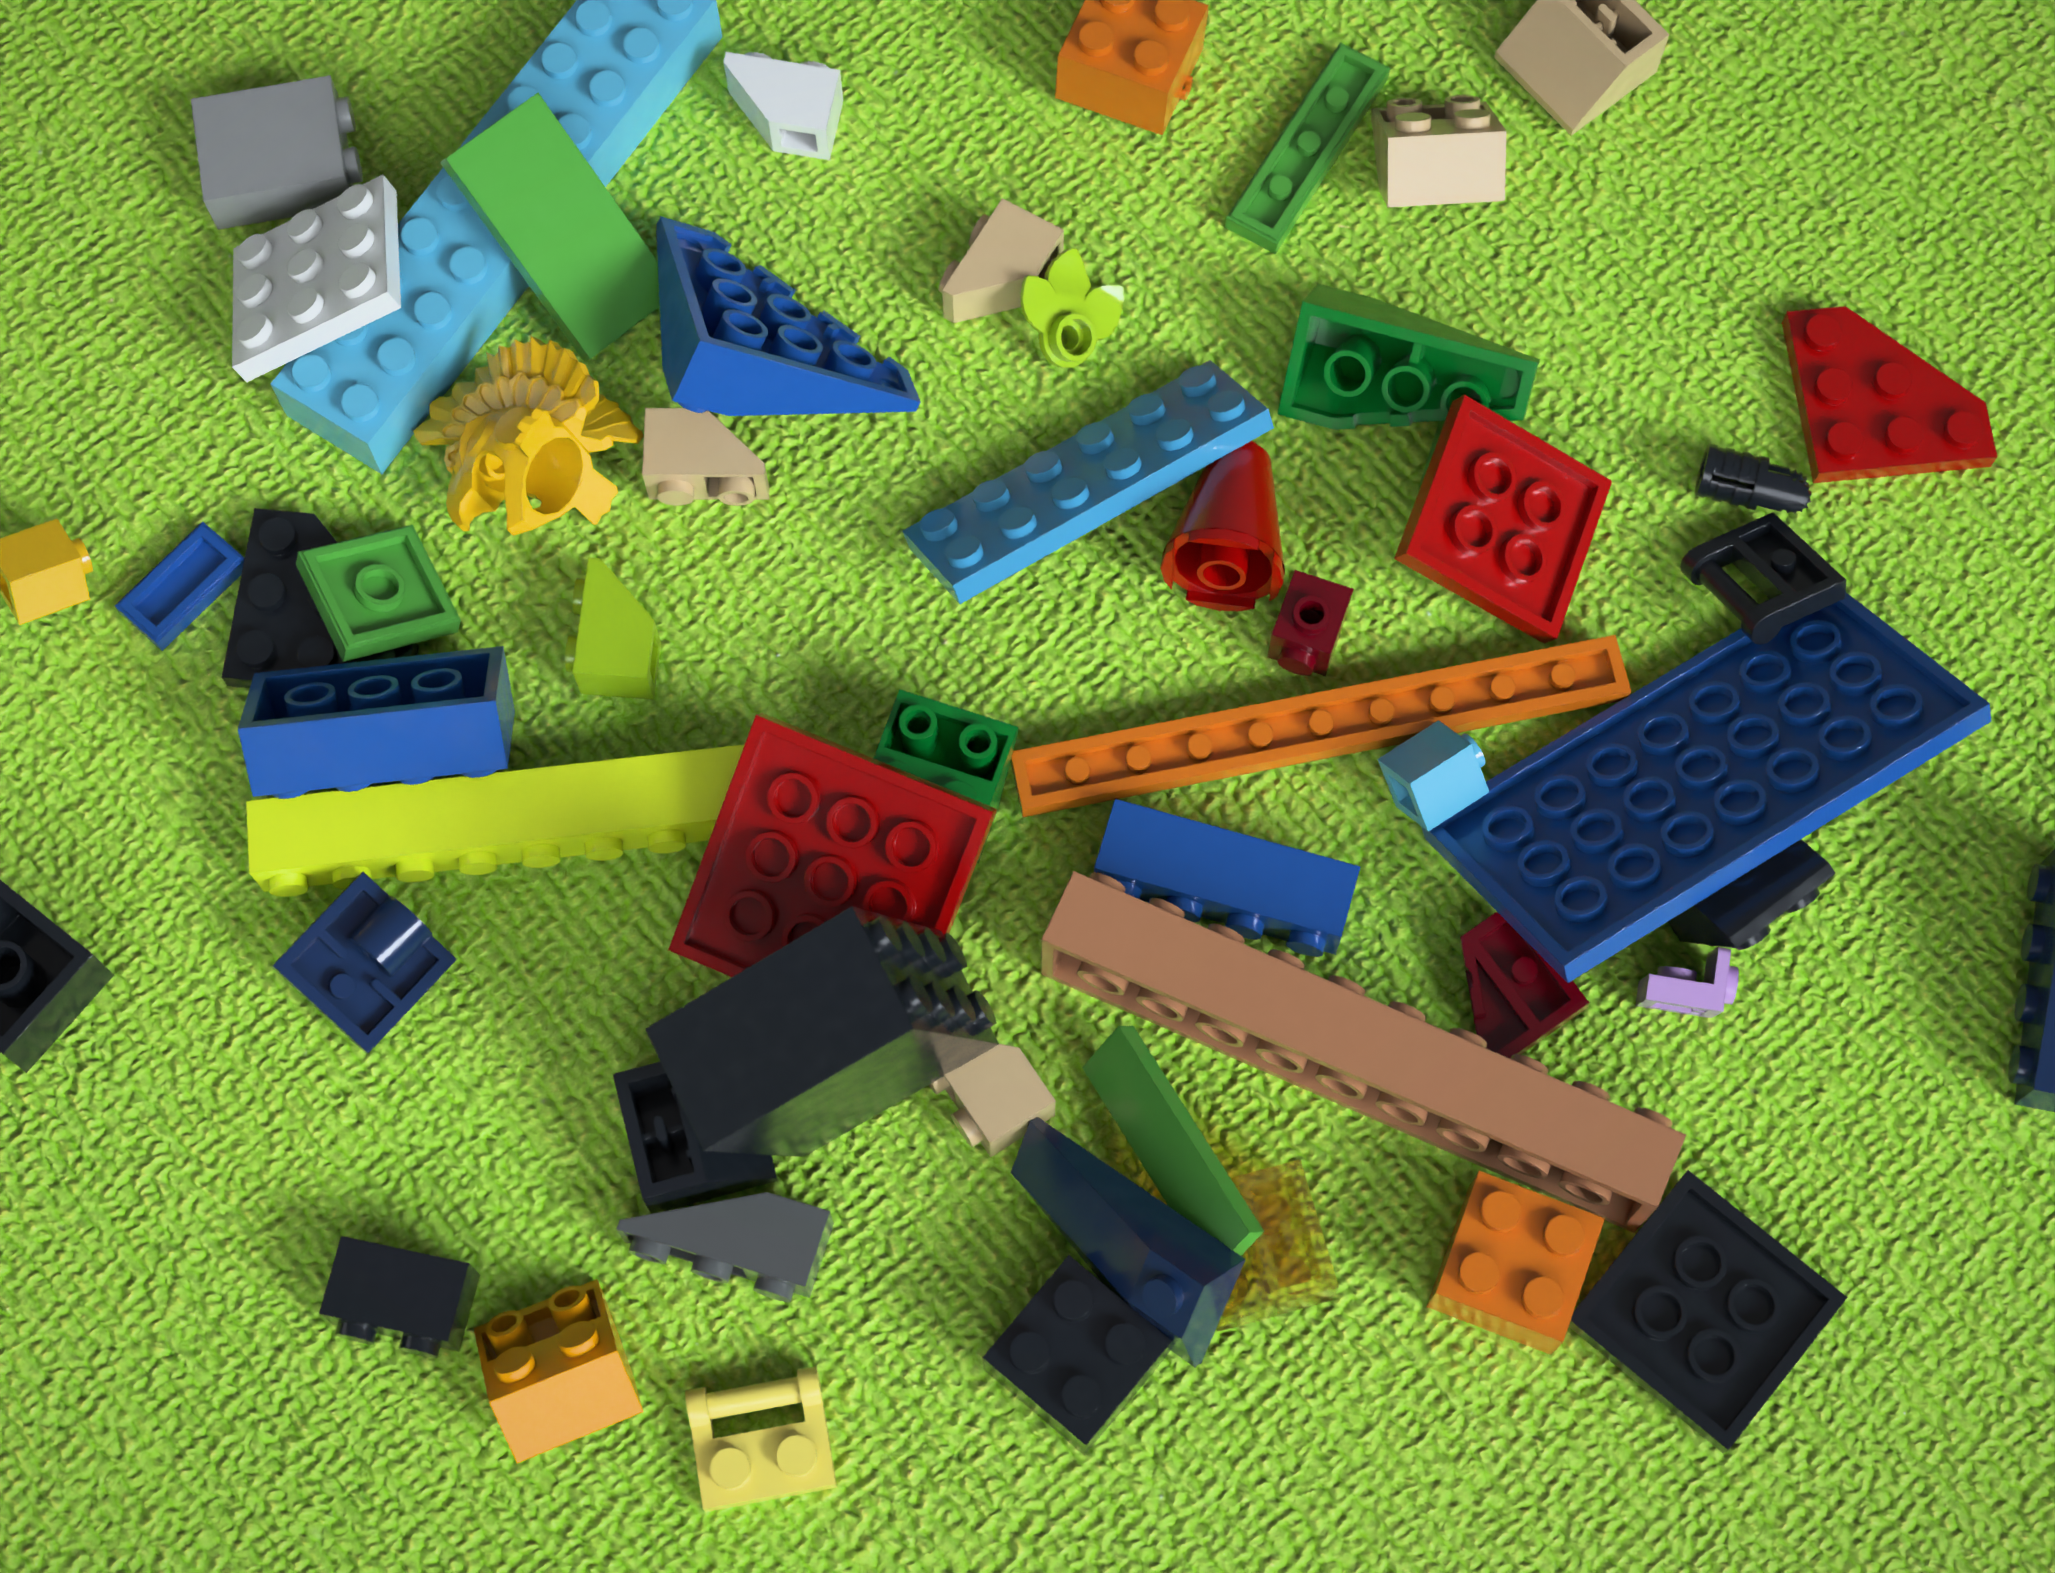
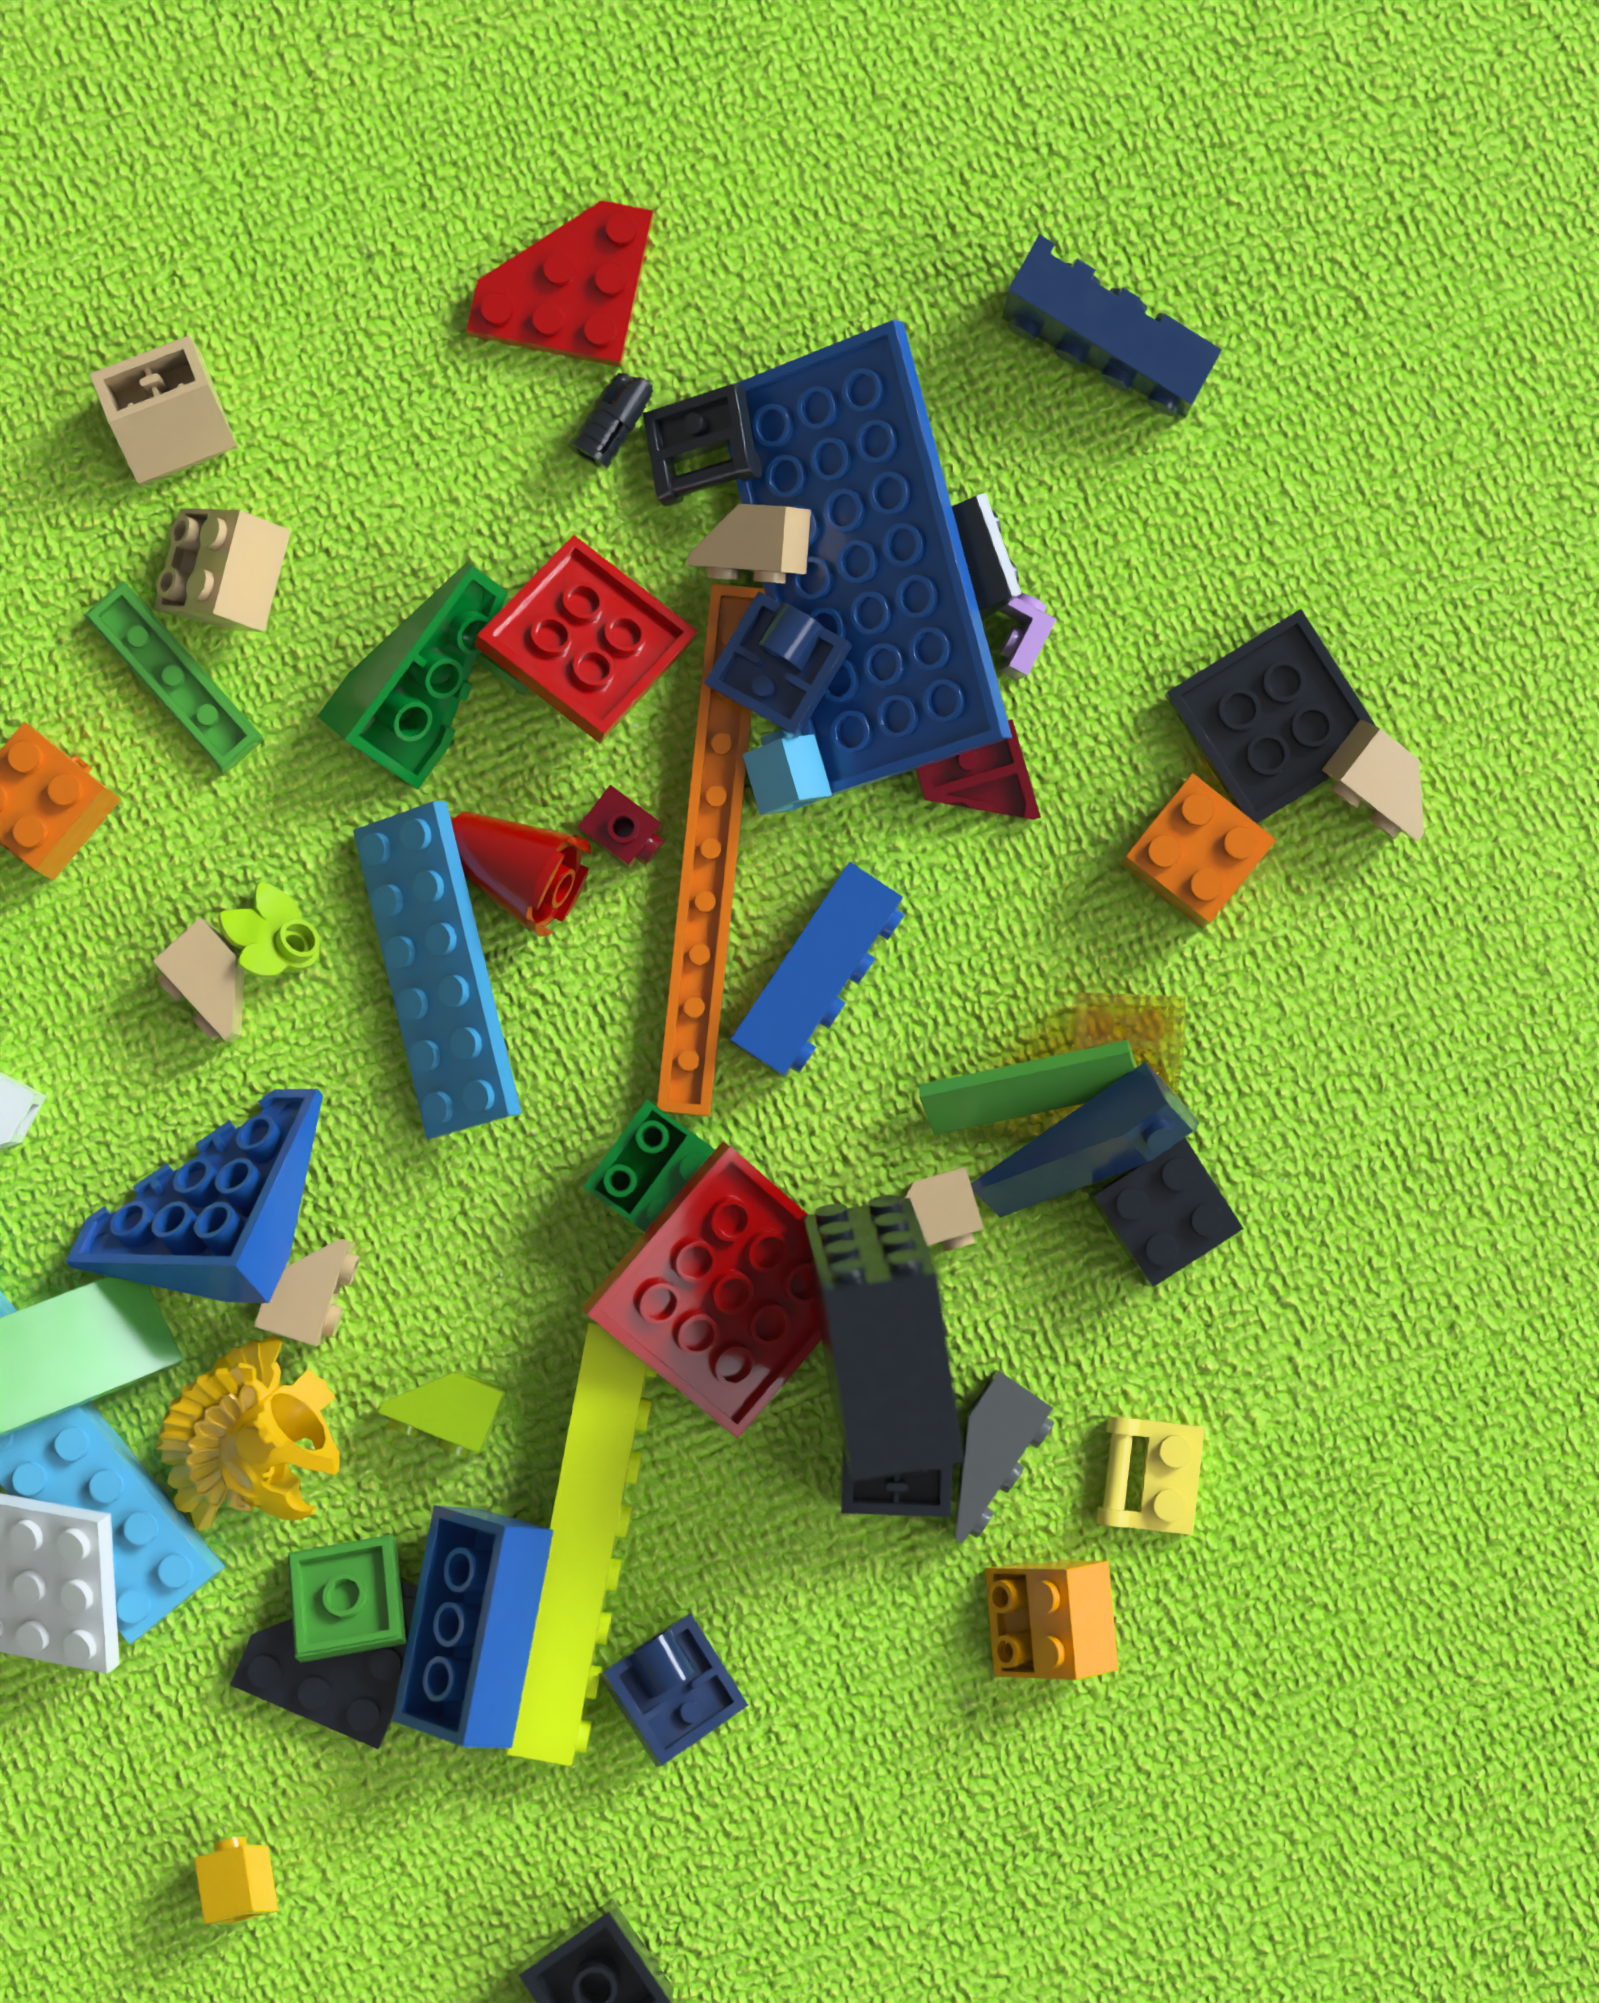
camera: 75 degrees left, 15 degrees up
(181, 586) = (279, 1764): blue tile -> none
(399, 1296) = (956, 1729): black brick -> none
(1360, 1051) = (1005, 911): nougat brick -> none
(1553, 721) = (778, 664): none -> dark blue plate
(1681, 659) = (756, 539): none -> tan slope
(1684, 1450) = (1382, 776): none -> tan slope

